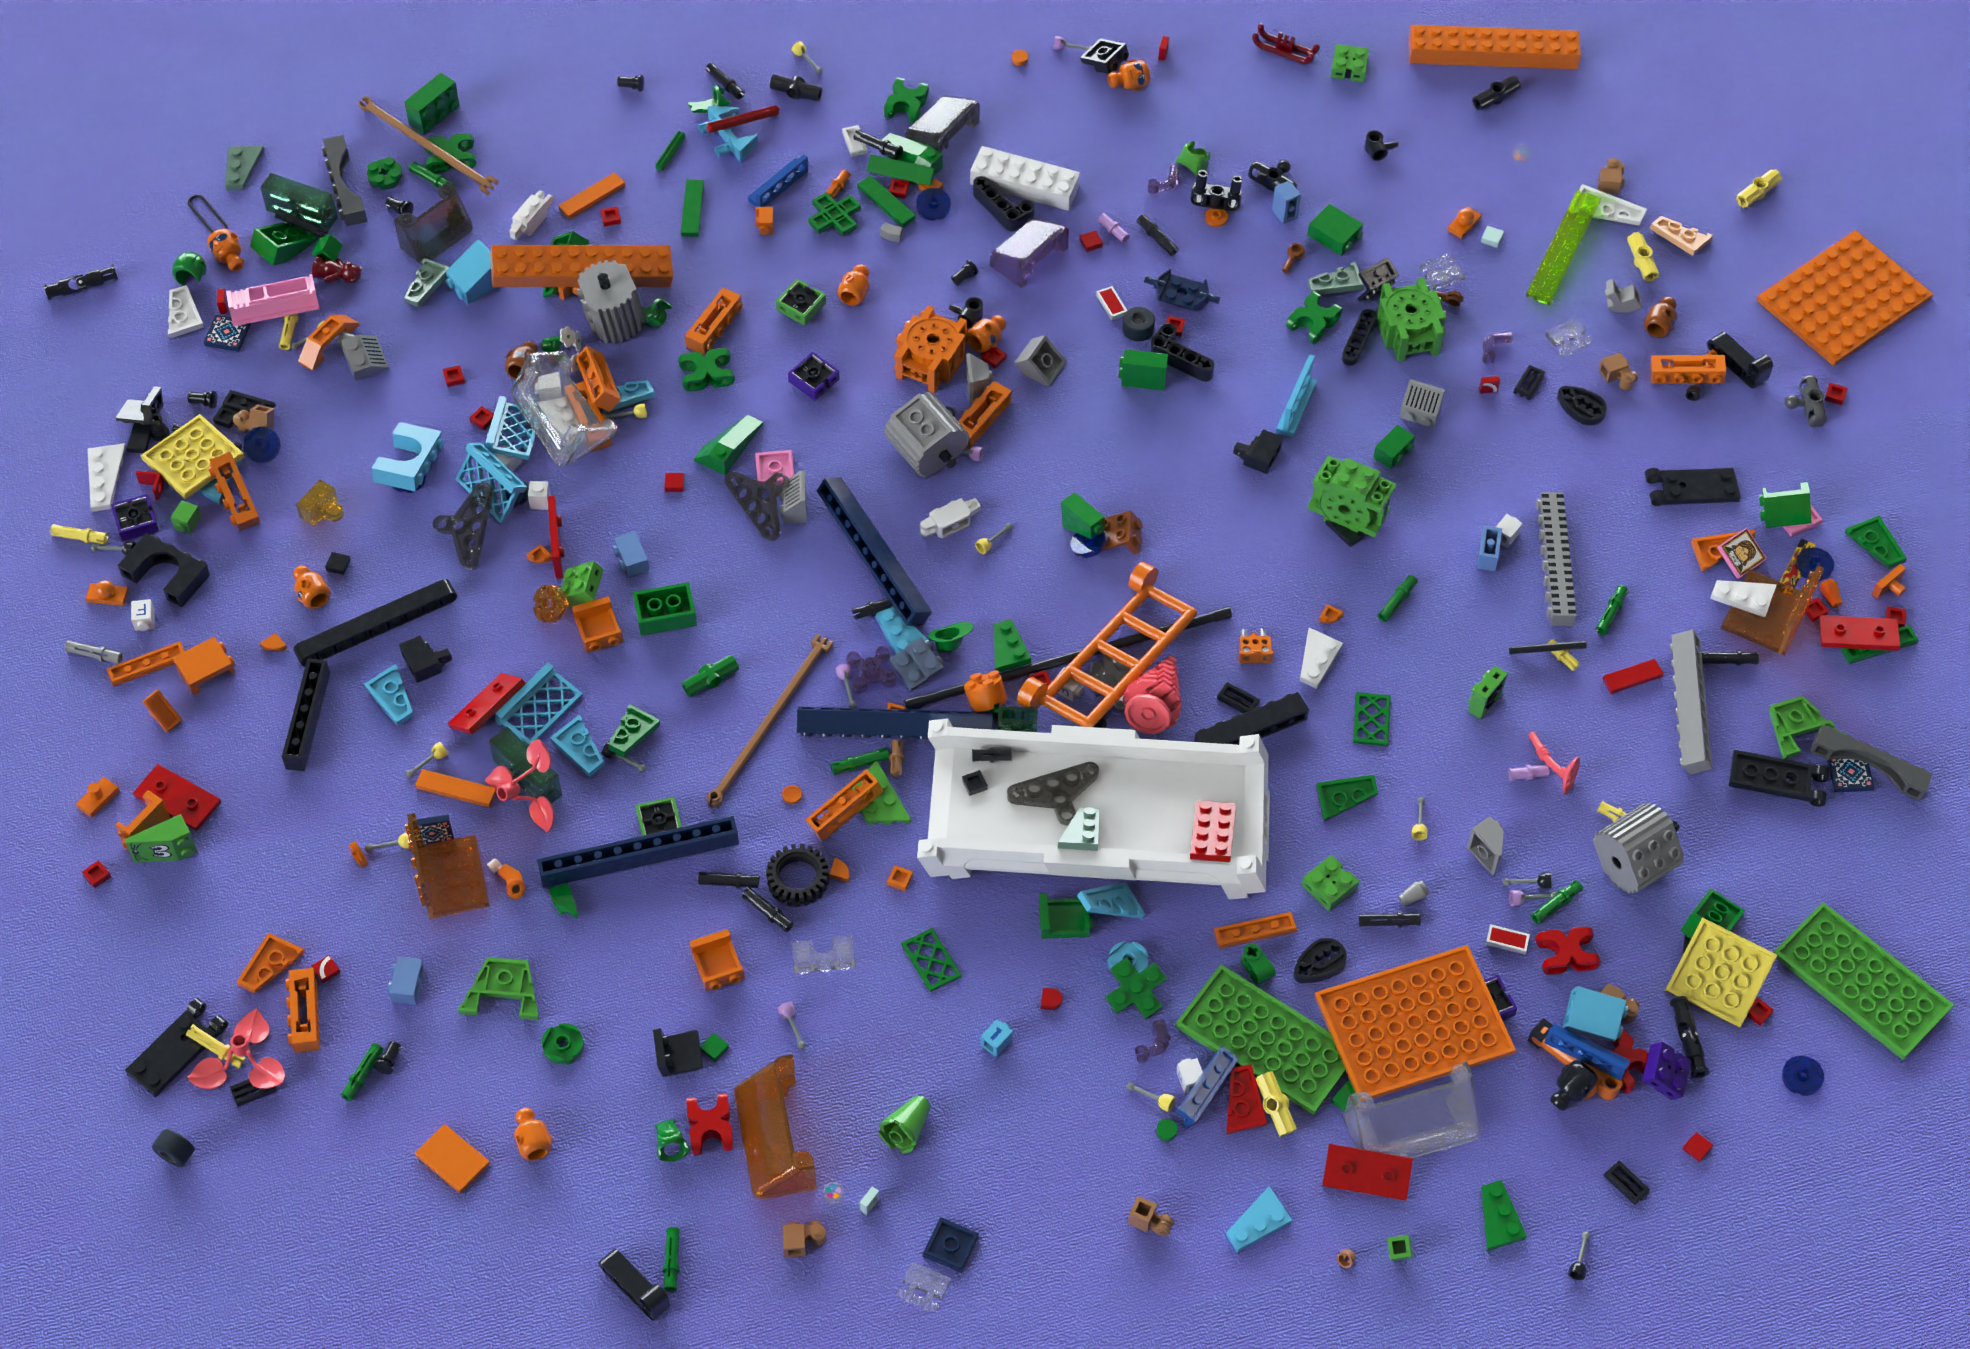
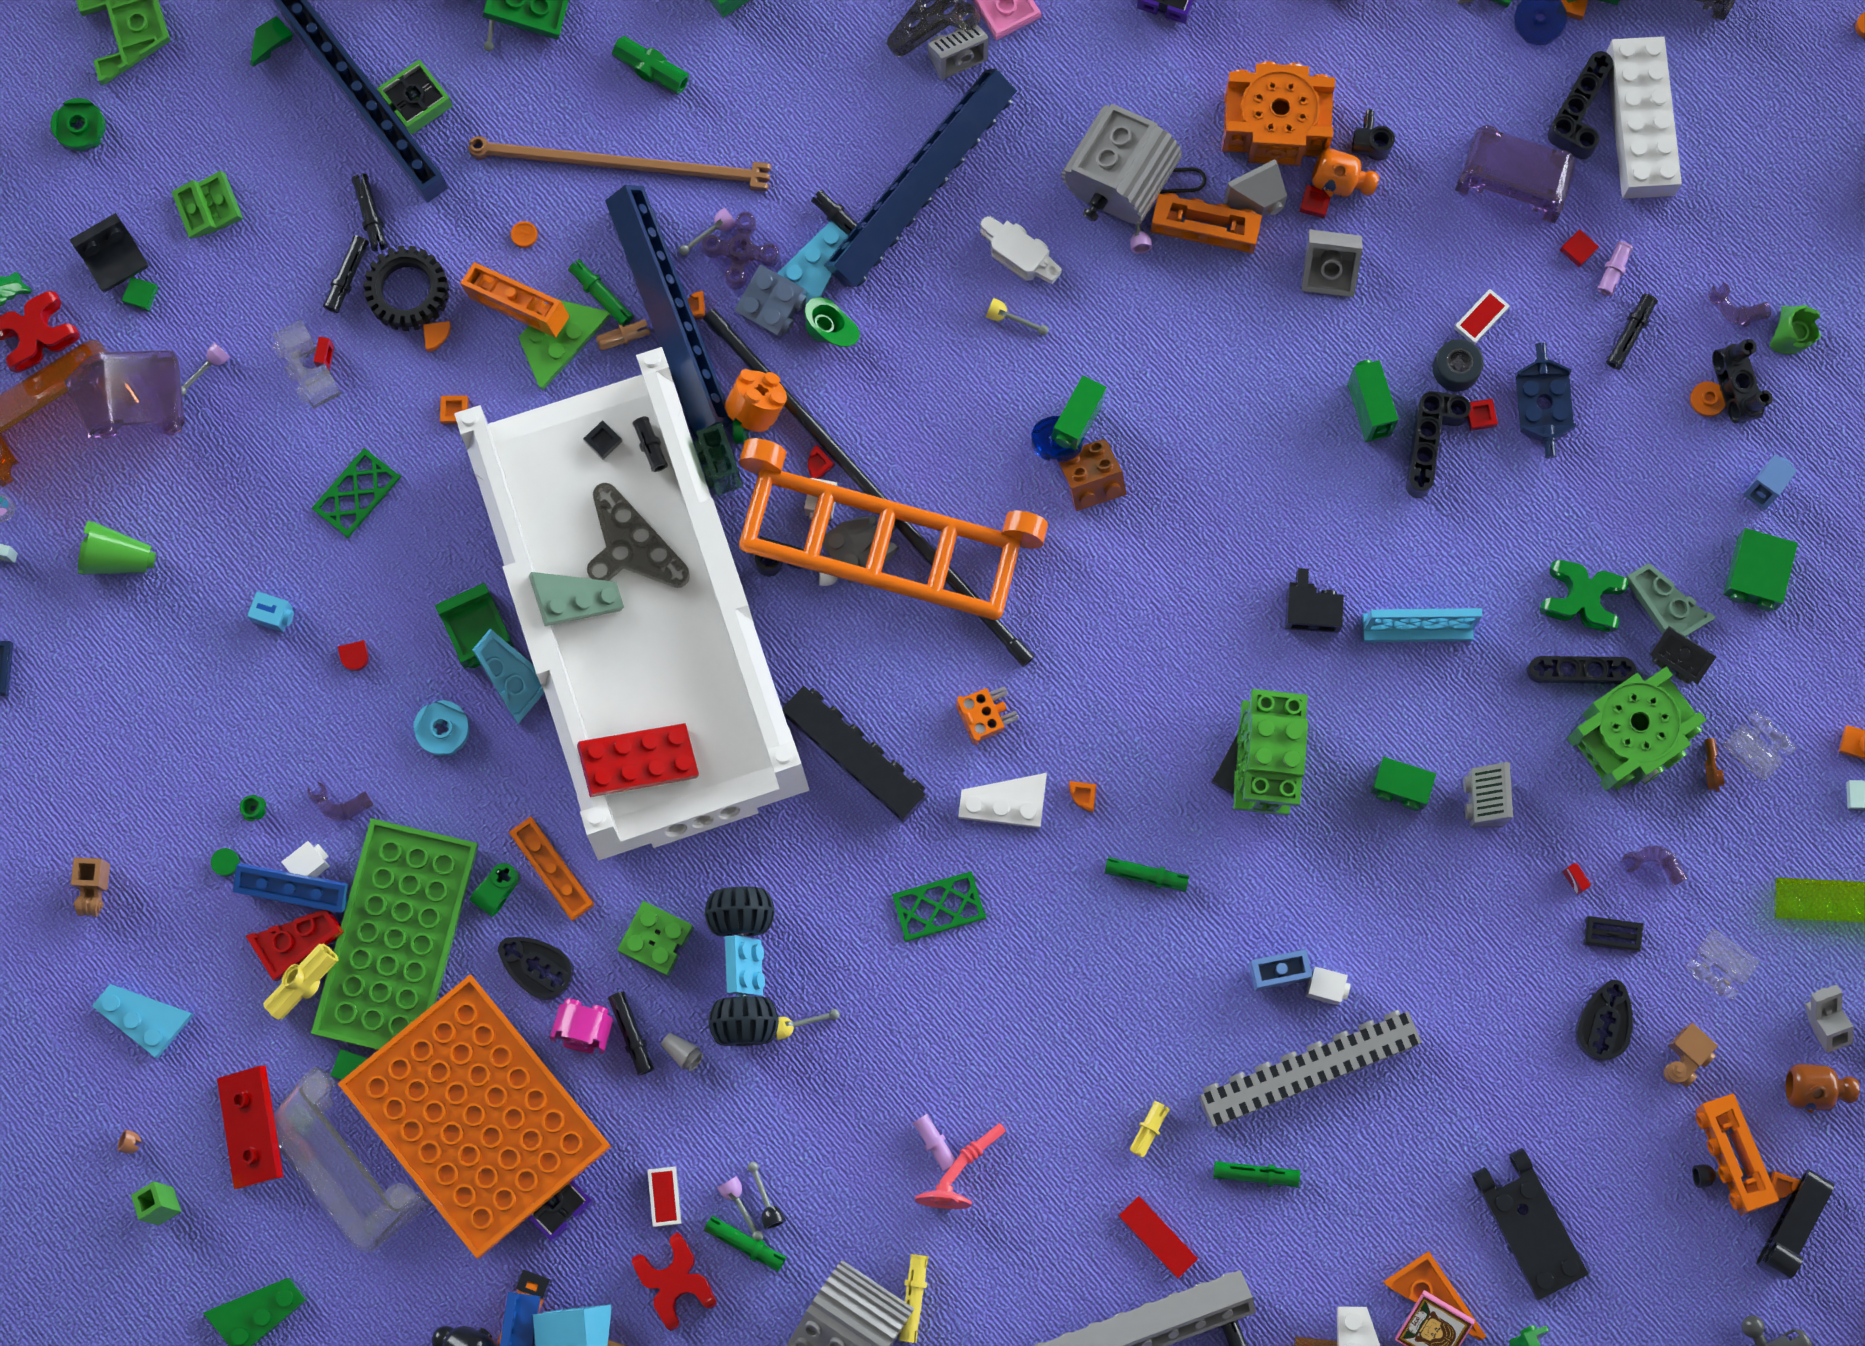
camera: 70 degrees right, 20 degrees up
(668, 981) = (207, 205): none -> bright green slope
(716, 960) = (253, 248): orange panel -> none
(803, 1058) = (128, 390): none -> clear purple windscreen
(821, 941) = (324, 352): none -> red tile
(965, 272) = (1441, 107): black pin -> none
(1009, 647) = (847, 403): green wing -> none
(1135, 988) = (401, 751): green plate -> none
(1135, 1093) = (246, 805): none -> green plate
(1154, 698) = (839, 613): coral plant -> none
(1165, 1101) = (261, 846): hinge -> none
(1236, 701) = (891, 744): black tile -> none
(1272, 176) = (1818, 436): black piece -> none
(1294, 252) = (1693, 529): dark orange plate -> none
(1337, 820) = (748, 1017): none -> black plate
(1344, 794) = (802, 912): green wing -> none
(1376, 941) = (582, 1026): none -> dark pink brick
(1487, 691) = (1028, 1044): bright green piece -> none
(1487, 843) = (787, 1124): light grey slope -> none
(1548, 647) = (1147, 1104): black bar -> none

